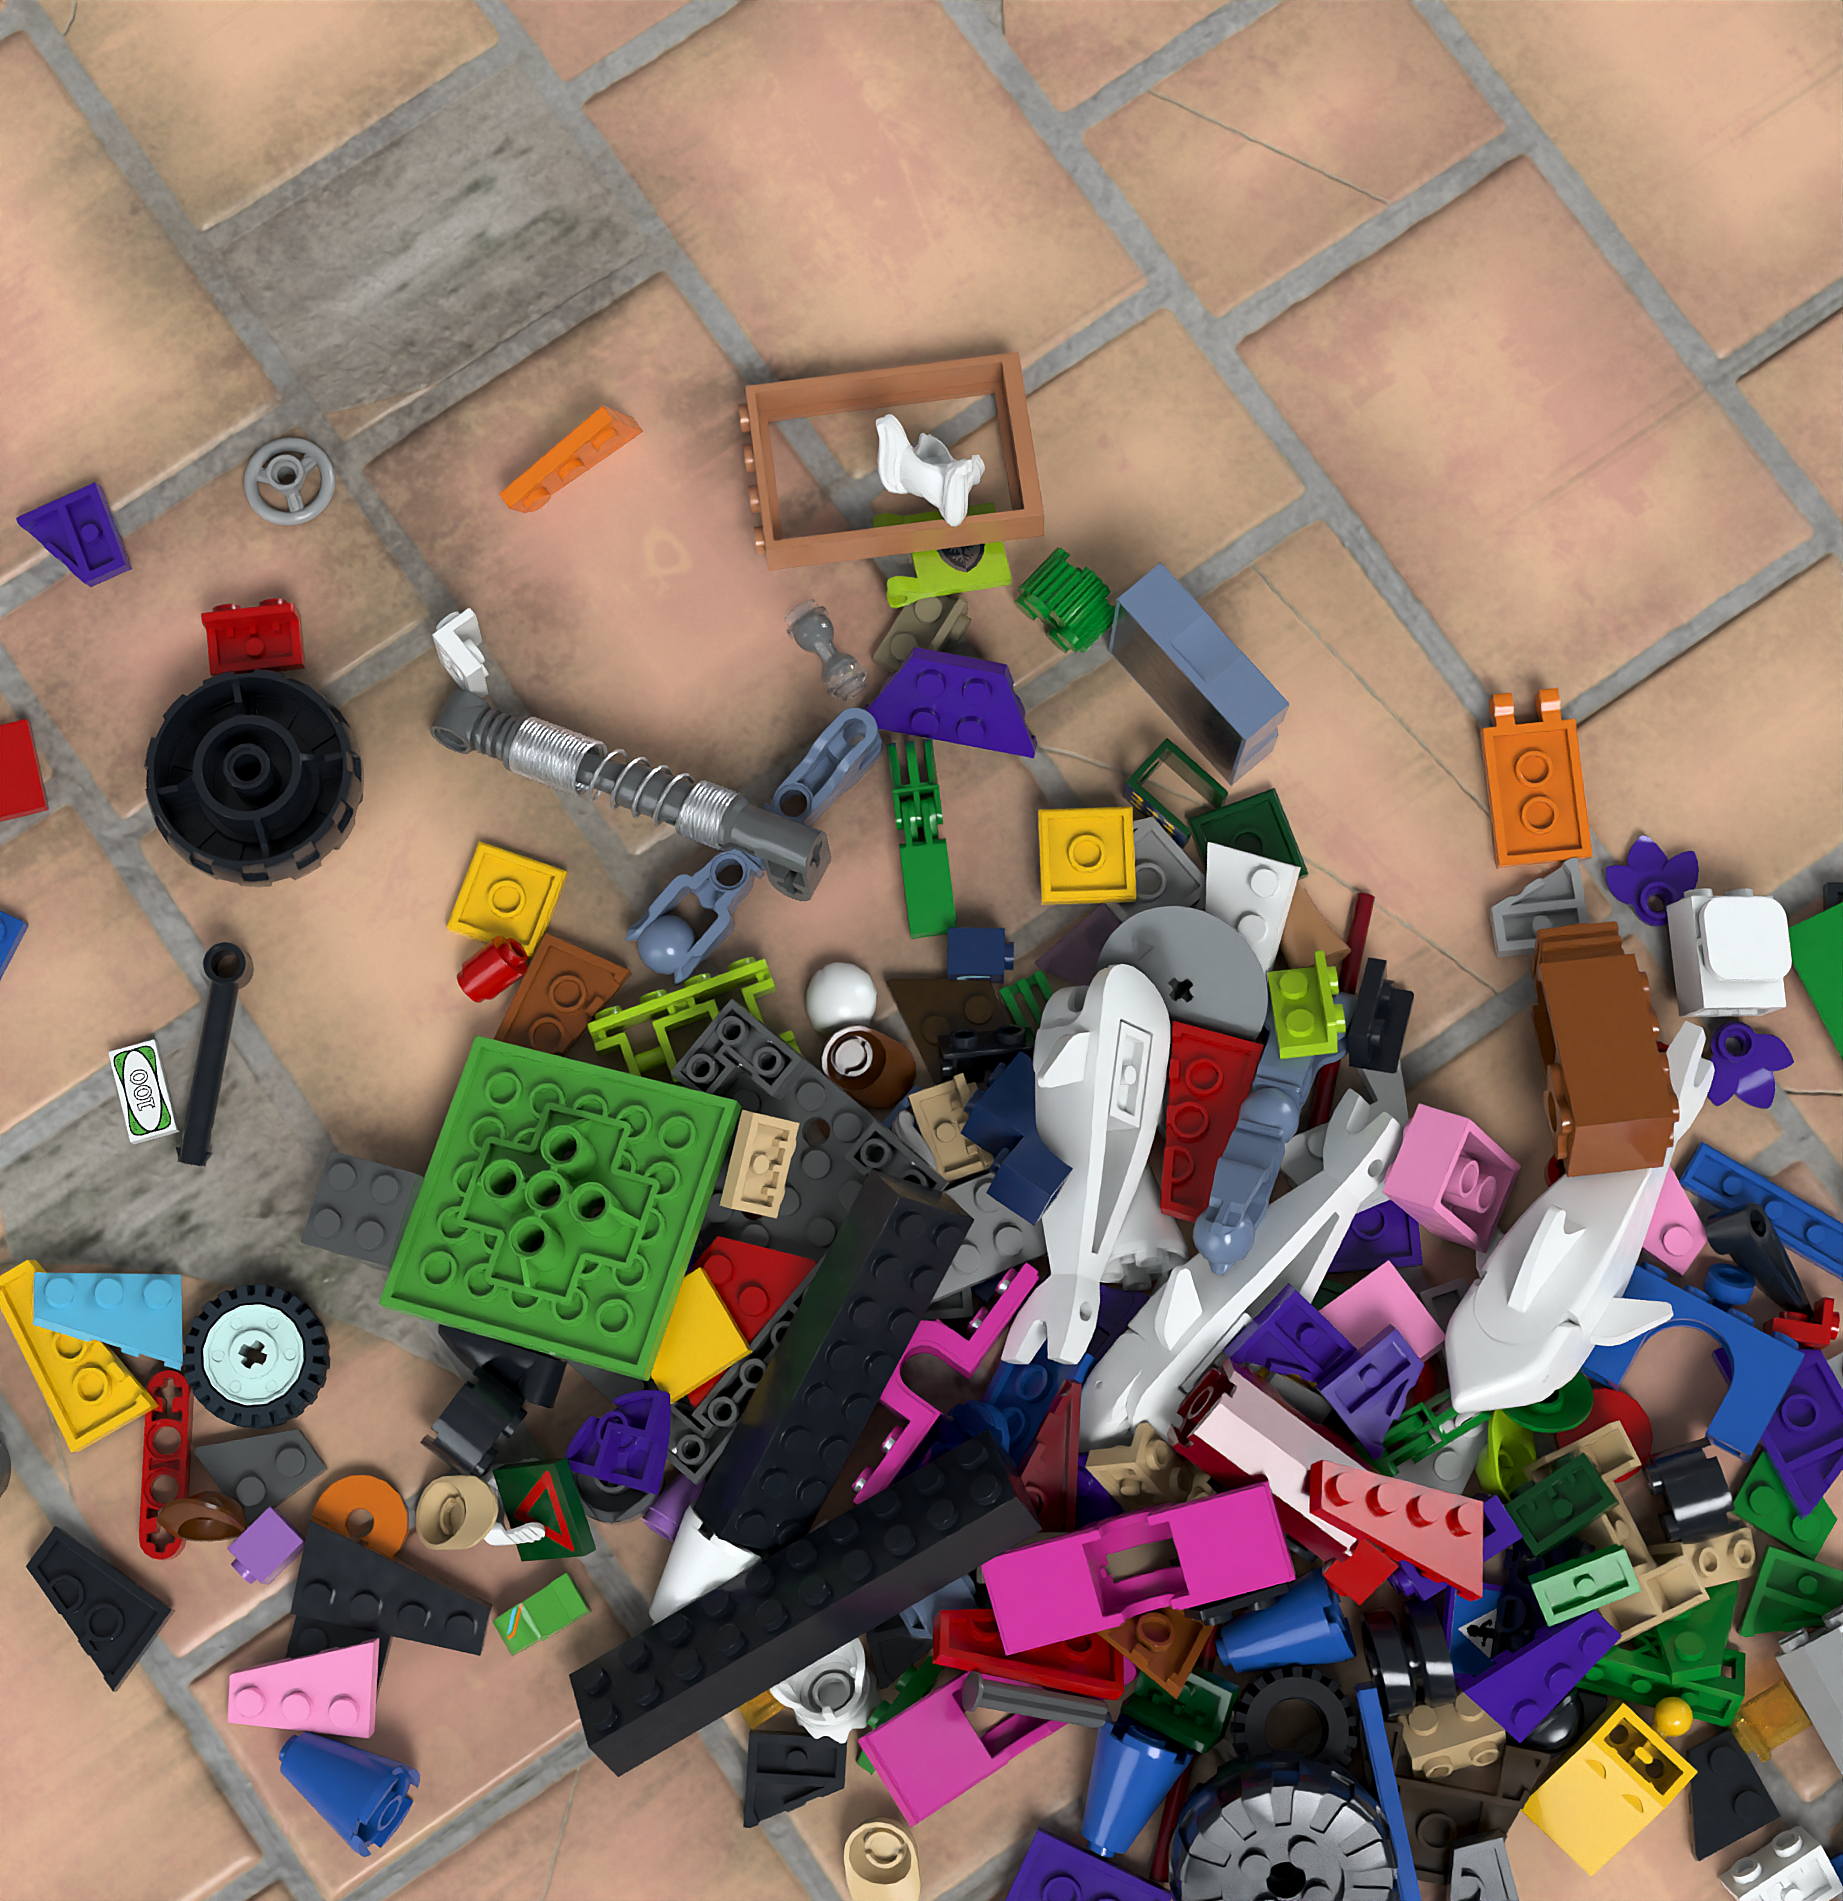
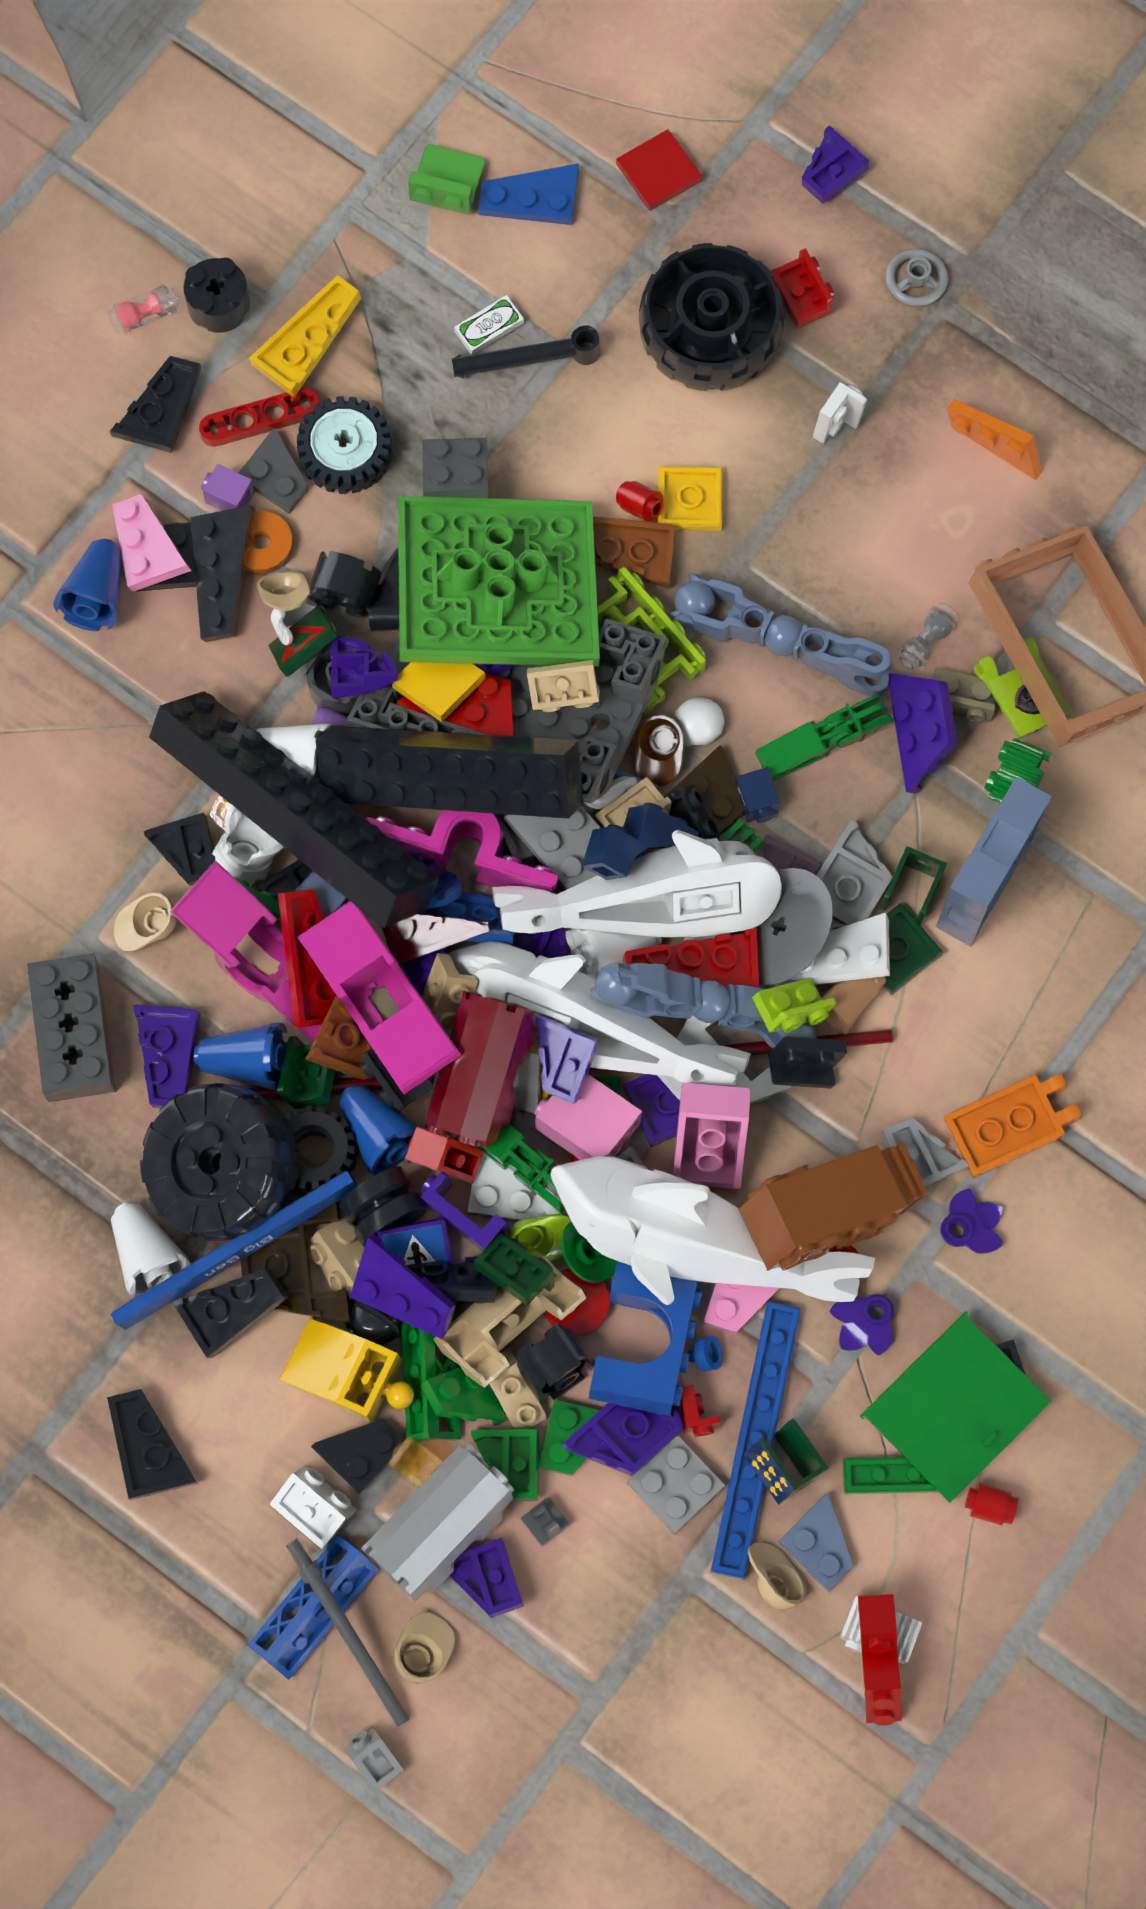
camera: 70 degrees right, 5 degrees down
(118, 1309) = (344, 350): medium azure wing -> none
(203, 1517) = (232, 443): reddish brown cap -> none
(542, 1614) = (239, 667): bright green leg -> none
(703, 811) = (785, 580): dark grey piece -> none
(926, 470) = (1069, 652): white hair -> none
(1031, 1702) = (275, 971): dark grey axle -> none
(1086, 855) = (849, 841): yellow tile -> none
(1373, 1387) = (550, 1121): dark purple wing -> none
(1408, 1520) = (466, 1168): wing -> none
(1584, 1584) = (465, 1295): plate -> none
(1728, 953) = (936, 1282): white brick -> none
(1756, 1248) = (739, 1366): black piece -> none

